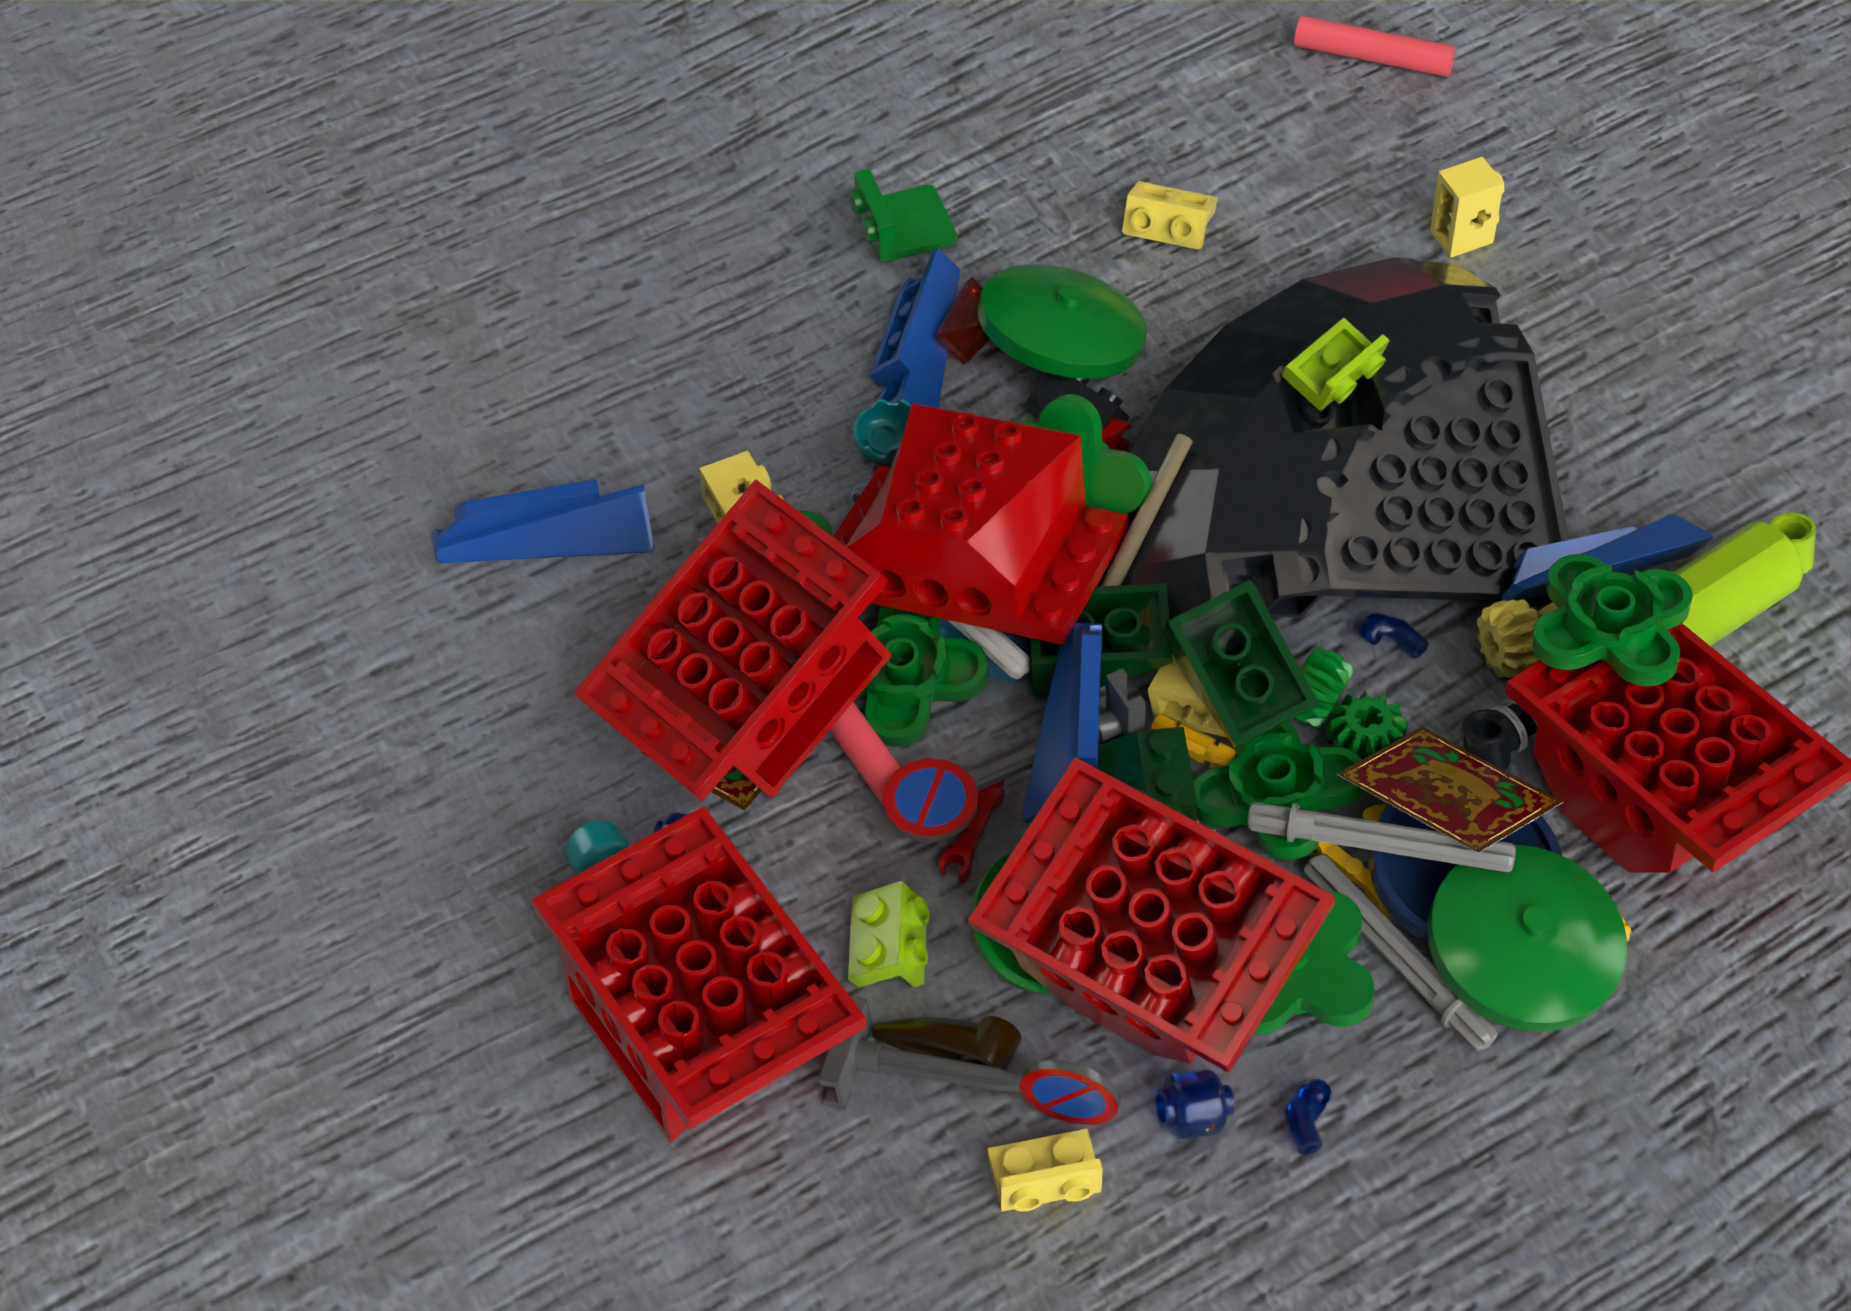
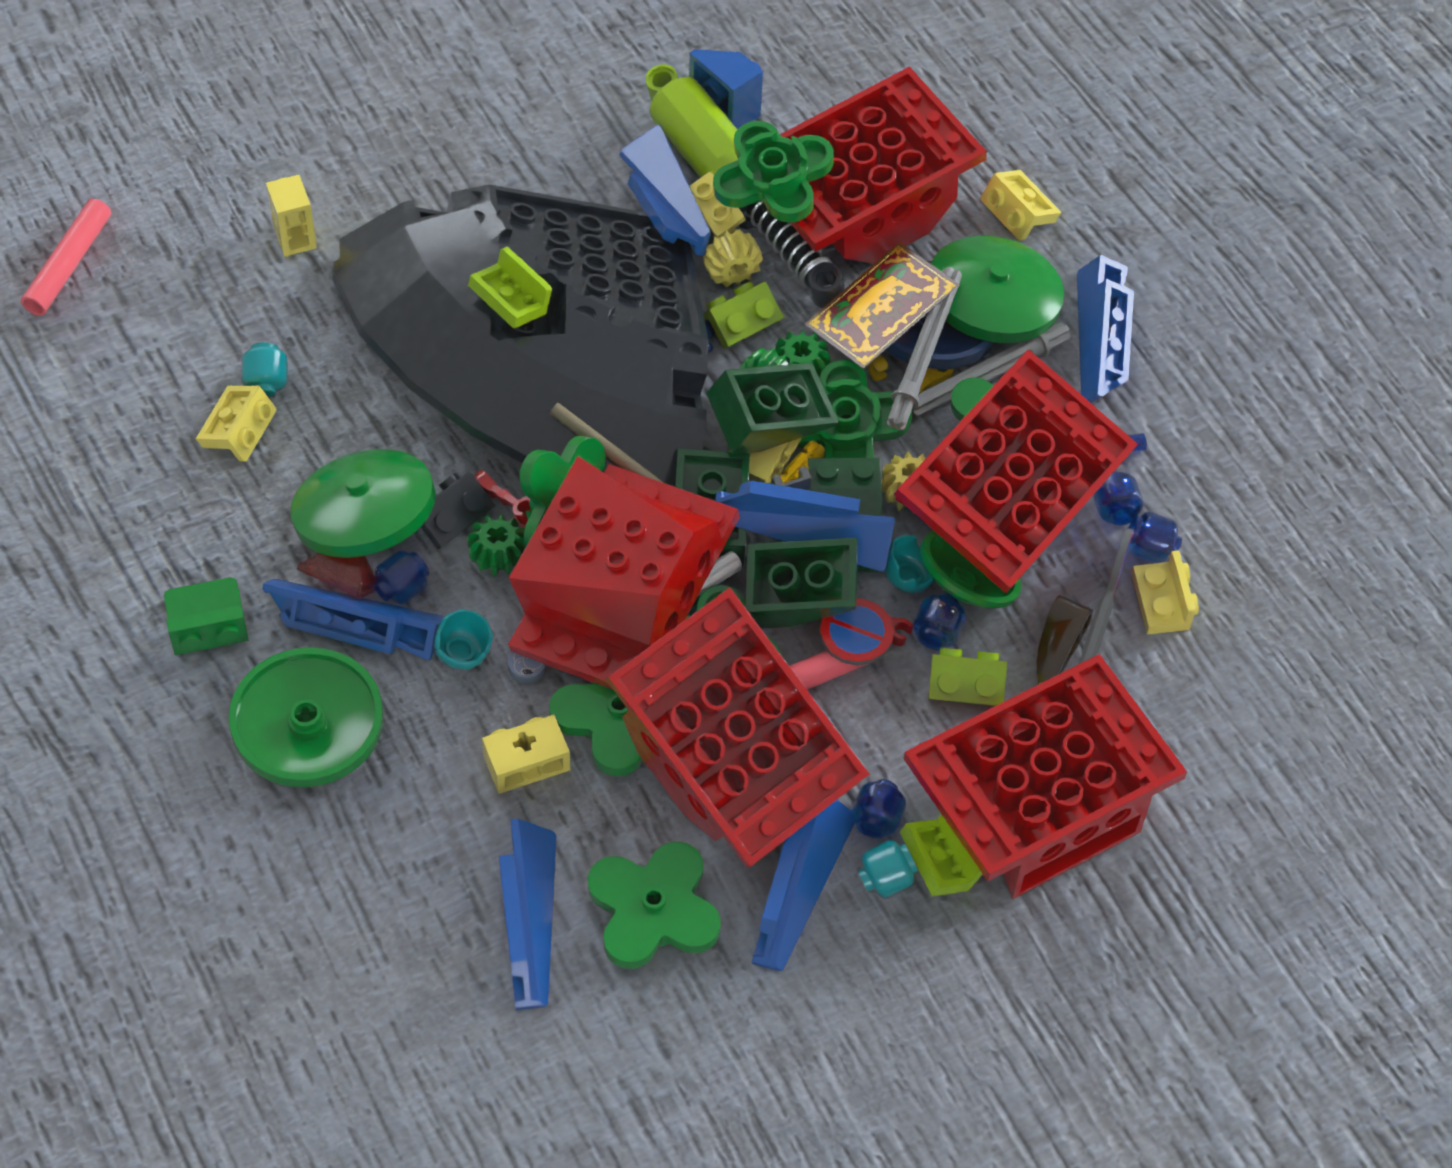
camera: 90 degrees left, 5 degrees up
(543, 630) = (640, 926): none -> green plant
(587, 771) = (798, 882): none -> blue wedge
(771, 307) = (306, 717): none -> green dish
(953, 892) = (939, 621): none -> clear blue head
(972, 372) = (401, 577): none -> clear blue head
(986, 717) = (801, 581): none -> dark green slope
(1134, 1149) = (1154, 537): none -> clear blue head
(1244, 222) = (265, 367): none -> teal head
(1428, 665) = (744, 314): none -> lime bracket
(1503, 1094) = (1104, 326): none -> blue wedge
(1717, 981) = (1018, 203): none -> light yellow bracket
(1806, 611) = (730, 81): none -> blue slope

